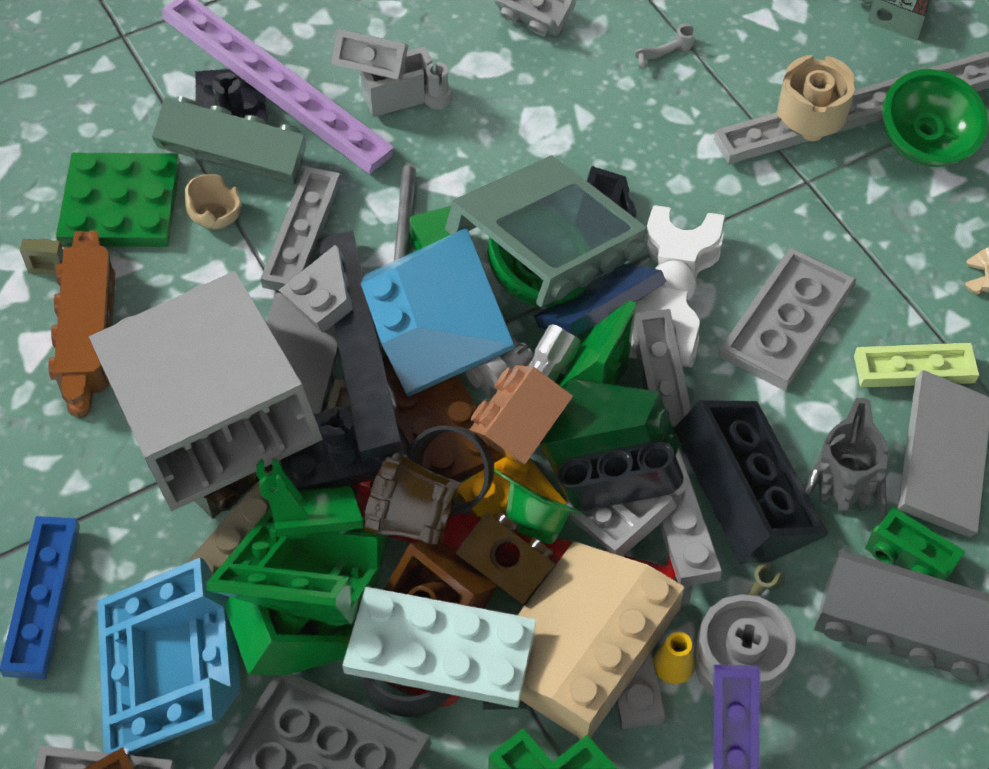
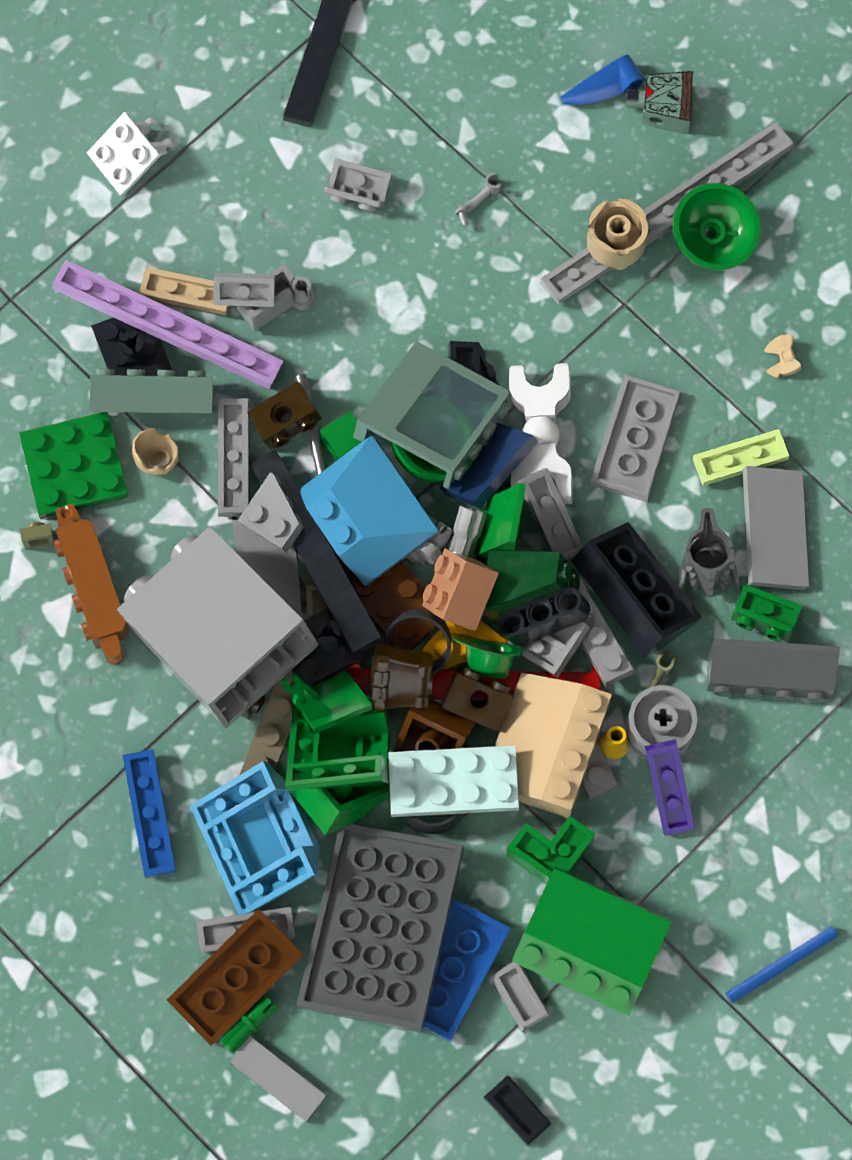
camera: 15 degrees left, 15 degrees up
(311, 62) = (180, 291): none -> tan plate
(374, 196) = (268, 415): none -> dark brown brick

